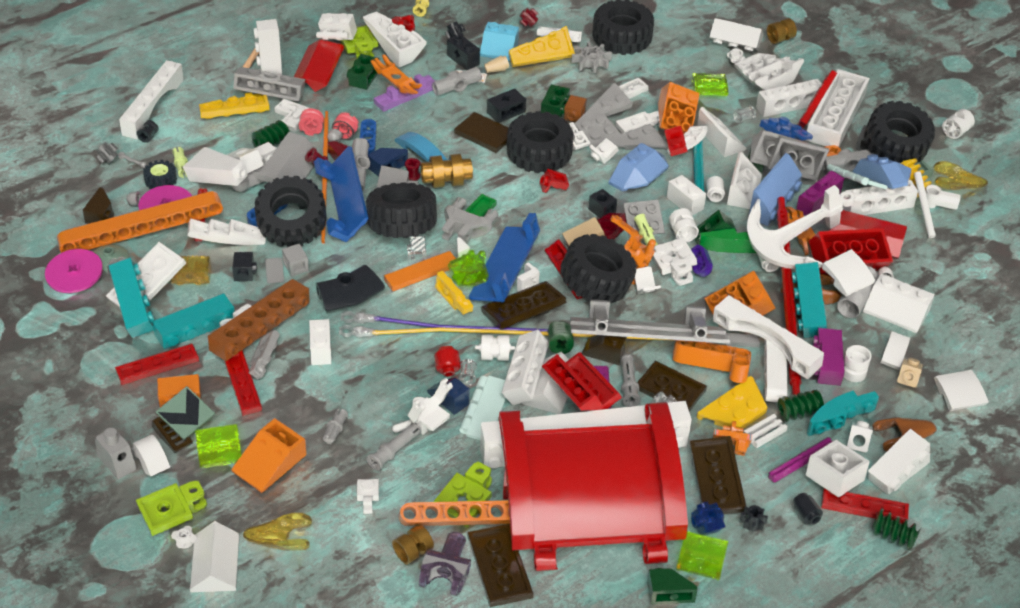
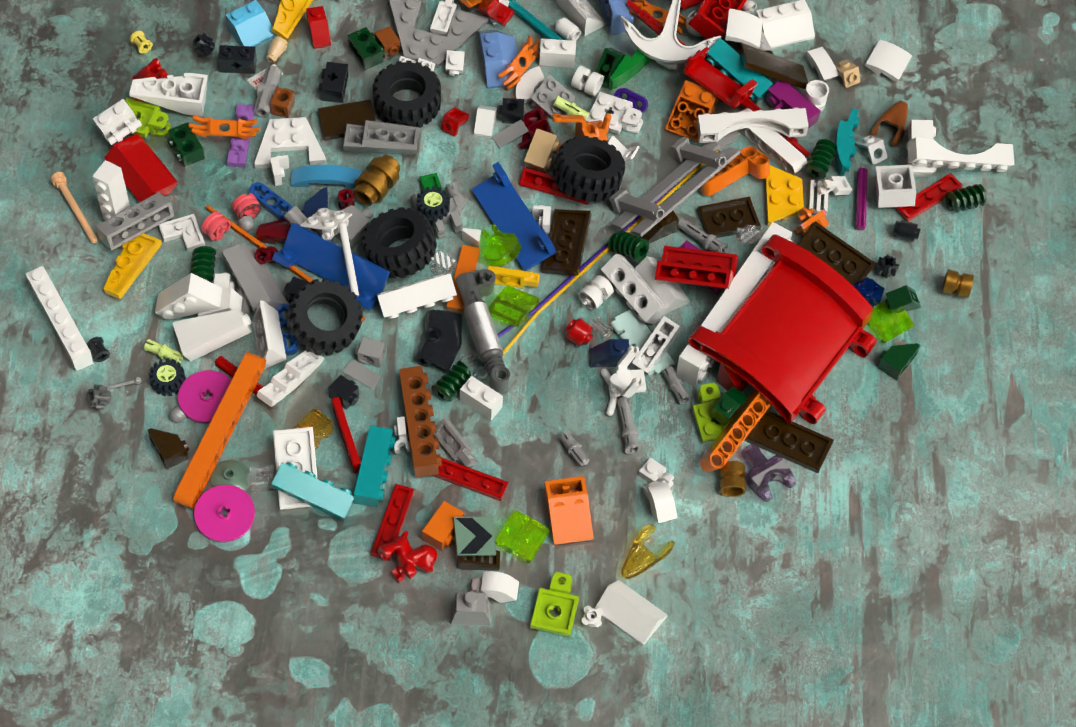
camera: 50 degrees left, 15 degrees up
(129, 377) = (421, 557): none -> red animal
(210, 285) = (346, 434): none -> red tile
(230, 138) = (188, 297): none -> white wedge
(242, 199) = (268, 334): none -> white slope
(304, 316) = (451, 382): none -> dark green piece
(337, 508) = (661, 501): none -> white brick
(350, 191) = (348, 259): none -> white piece
(369, 248) = (416, 294): none -> white brick
(370, 163) = (327, 221): none -> white hinge
(383, 298) = (482, 326): none -> dark grey piece
(398, 121) = (278, 165): none -> white bracket
(425, 308) = (513, 306): none -> clear neon green slope
(430, 111) = (289, 135): none -> white wing
(456, 92) = (282, 102): none -> dark orange brick
(458, 206) = (433, 196): none -> black wheel
(467, 453) = (676, 384): none -> light grey pin
(478, 488) = (728, 405): none -> dark green slope
(485, 410) = (657, 344): none -> white slope
(487, 153) = (381, 138): none -> light grey slope
(542, 71) = (318, 27): none -> red slope
(574, 216) = (510, 133): none -> light grey sticker
(575, 196) = (485, 121): none -> white slope
(638, 196) = (529, 83): none -> white tile
(641, 181) = (515, 68): none -> orange piece
(732, 547) = (902, 299): none -> dark green slope
(778, 287) = (716, 81): none -> red panel
(790, 432) = (837, 184): none -> white plate
(800, 582) = (957, 283): none -> pearl gold wheel
(843, 314) = (773, 66): none -> dark brown tile
(961, 519) = (928, 152): none -> white arch

